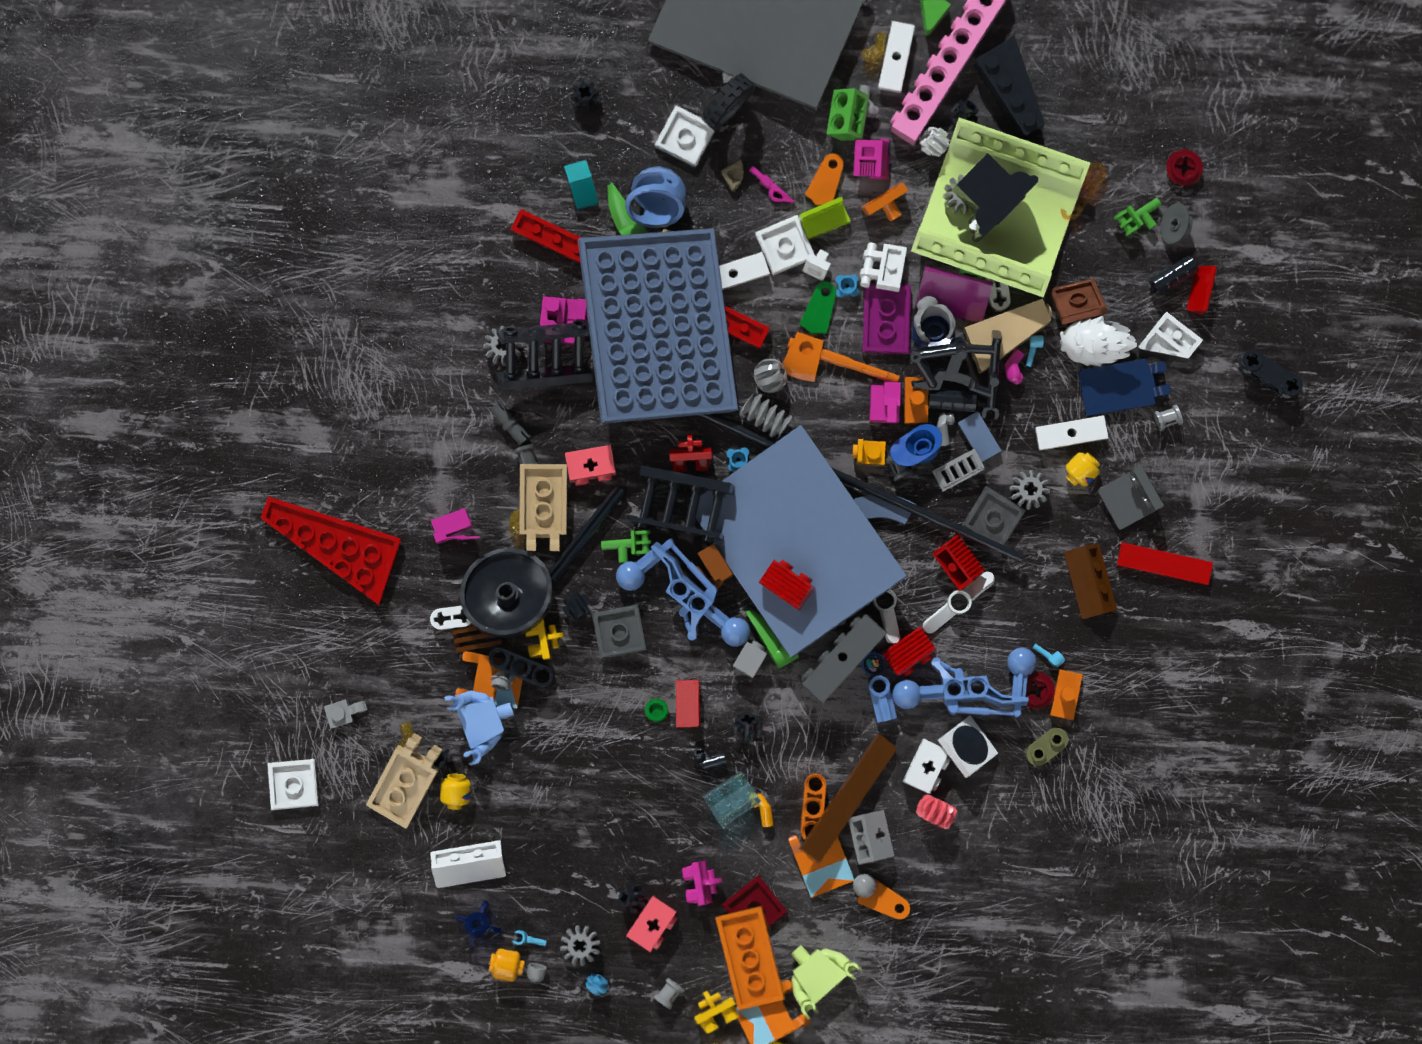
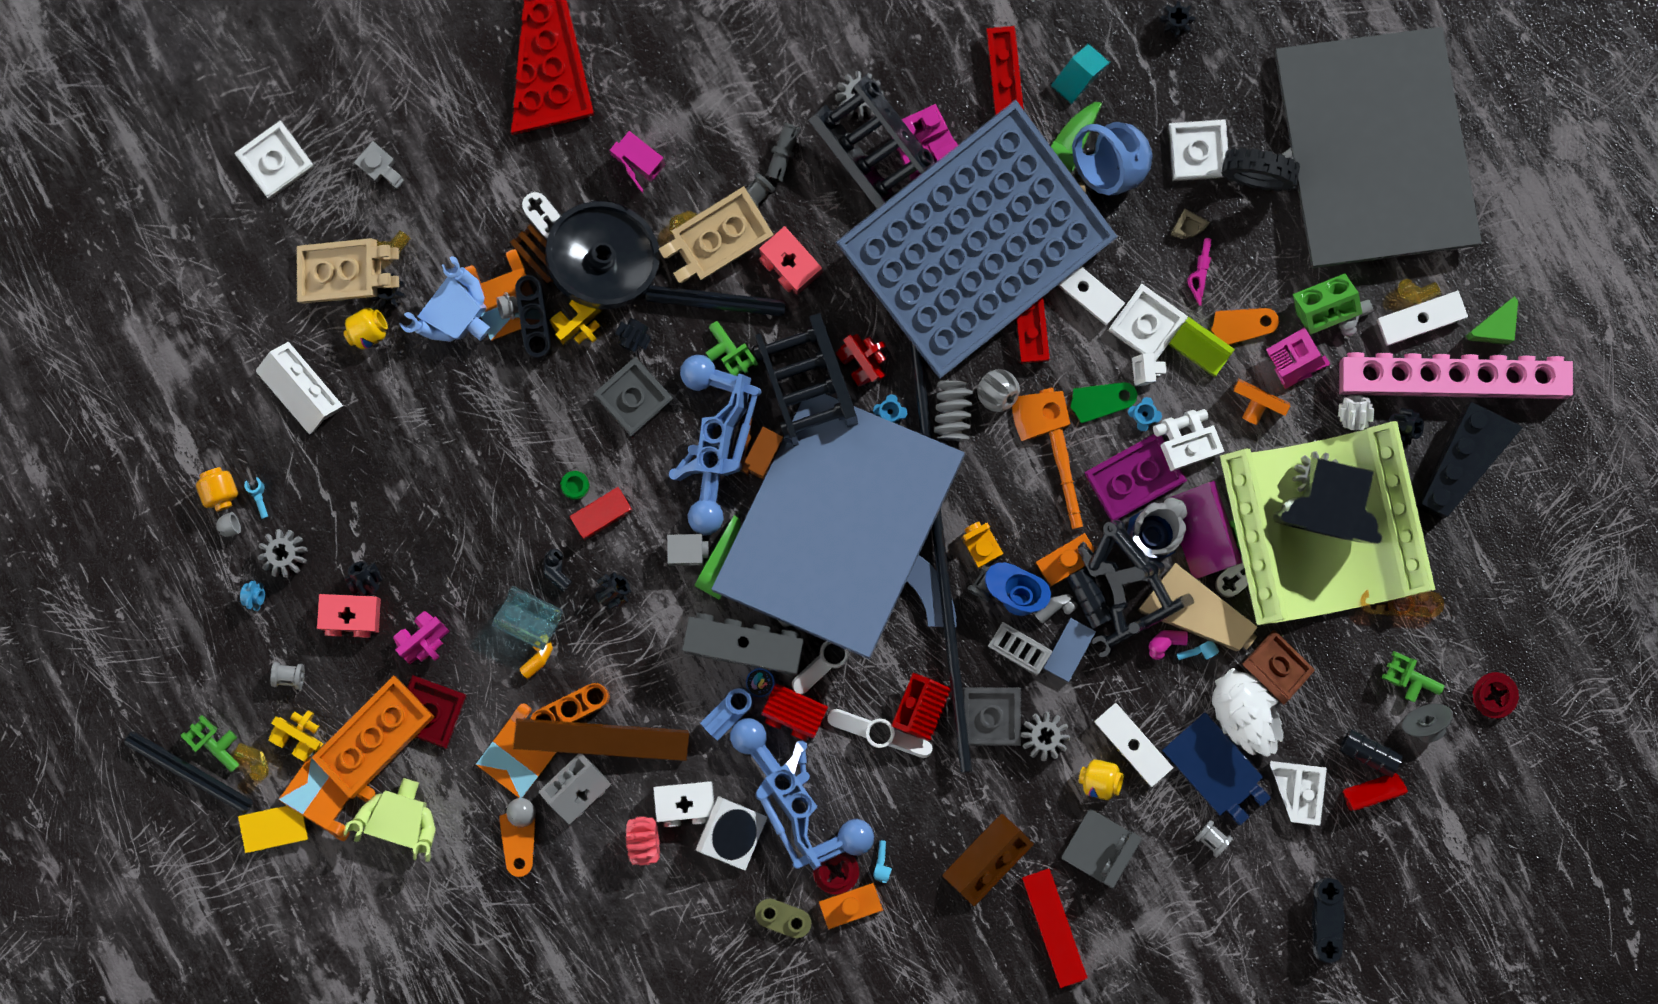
camera: 60 degrees right, 0 degrees up
(483, 918) = (249, 437): clear blue brick -> none
(786, 584) = (784, 538): red brick -> none
(885, 403) = (1043, 528): dark pink piece -> none

